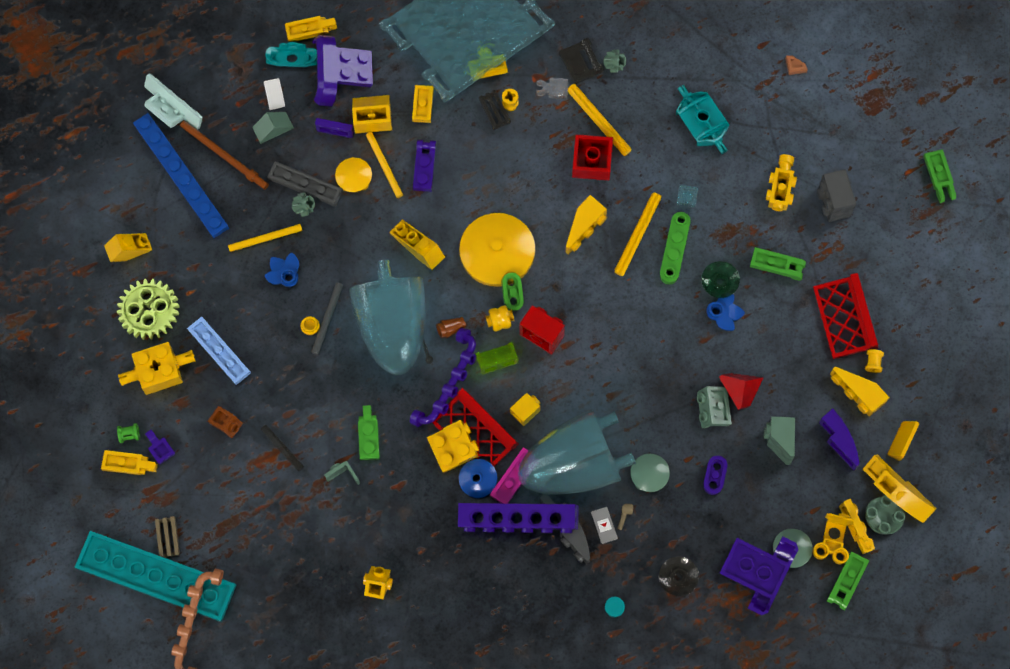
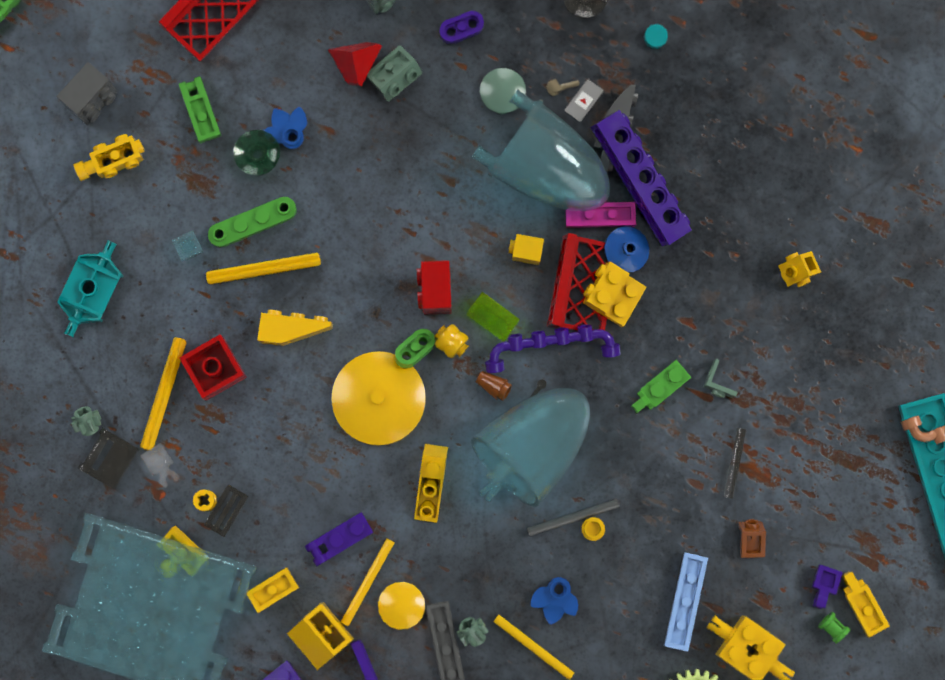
camera: 130 degrees left, 10 degrees up
(165, 521) = (917, 495): dark tan tile -> none

